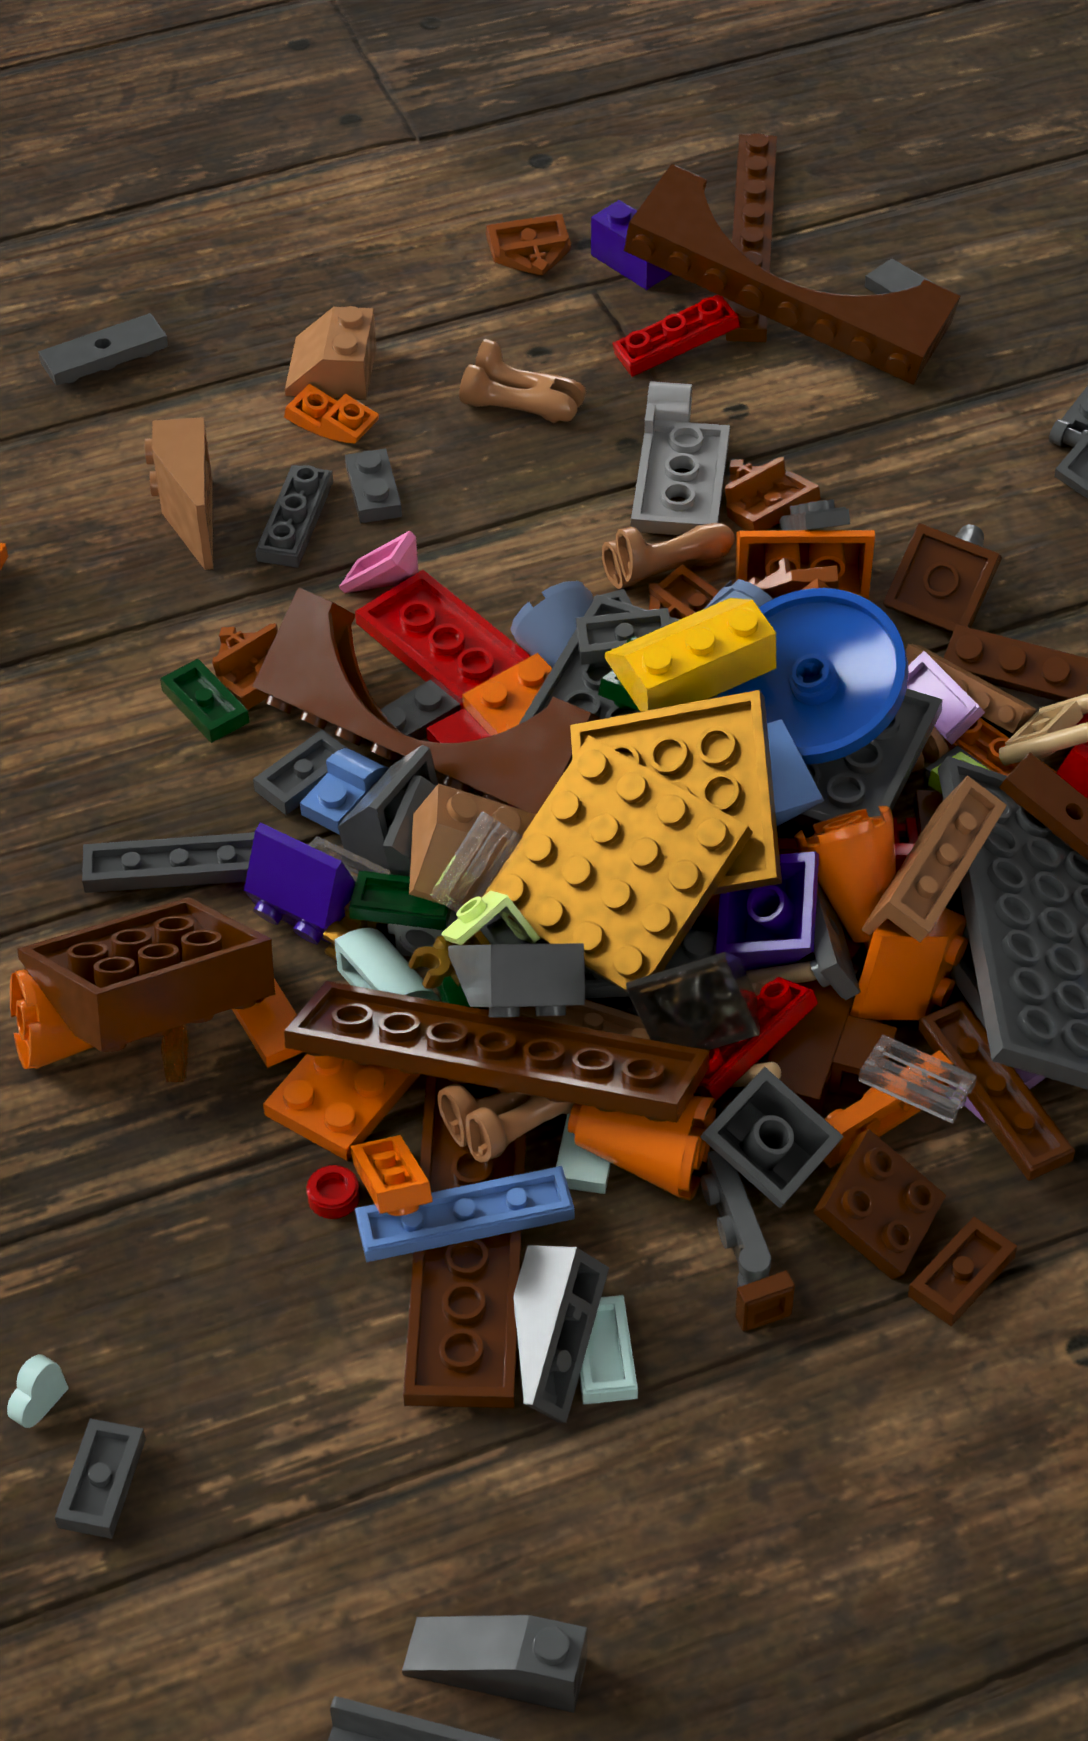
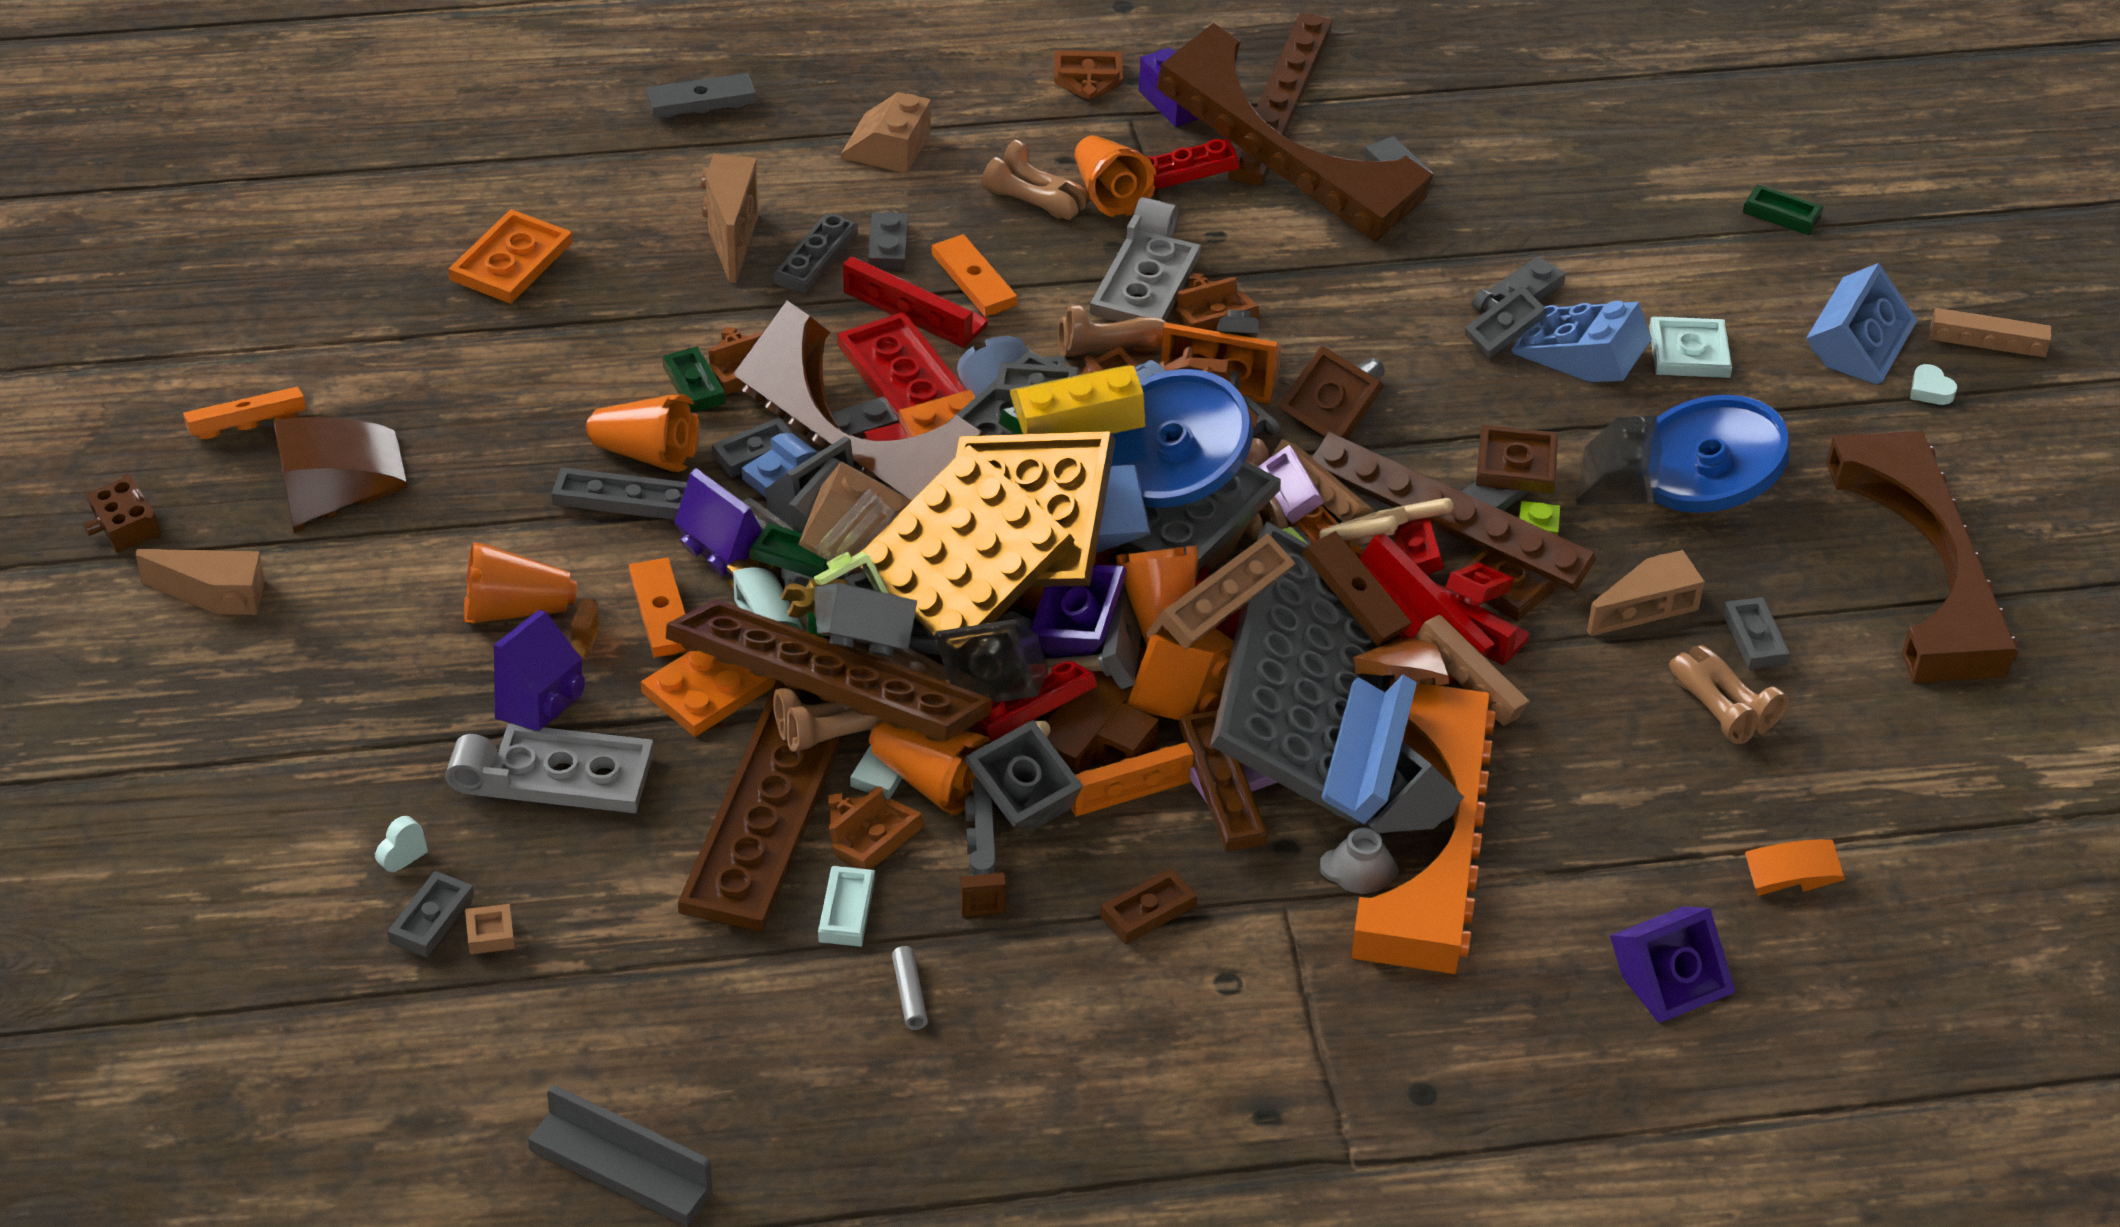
camera: 10 degrees right, 5 degrees down
(140, 1128) = (535, 673): none -> dark purple slope
(151, 972) = (579, 564): reddish brown slope -> none
(155, 1250) = (526, 762): none -> light grey hinge
(172, 778) = (648, 430): none -> orange cone
(180, 1482) = (489, 929): none -> medium nougat plate
(333, 419) = (870, 181): orange slope -> none
(333, 1192) = (675, 755): red tile -> none
(384, 566) = (873, 304): bright pink slope -> none
(391, 1175) = (718, 746): orange plate -> none
(443, 559) = (921, 306): none -> red panel
(468, 1214) = (768, 785): medium blue tile -> none
(487, 509) = (974, 275): none -> orange tile
(501, 1656) = (694, 1093): dark grey slope -> none
(554, 1321) = (811, 875): dark grey slope -> none
(606, 359) = (1114, 175): none -> orange cone
(607, 1230) = (870, 827): none -> dark orange slope
(716, 1445) = (909, 988): none -> light grey piece
(880, 1204) = (1098, 843): reddish brown plate -> none
(913, 1083) = (1153, 760): clear tile -> none

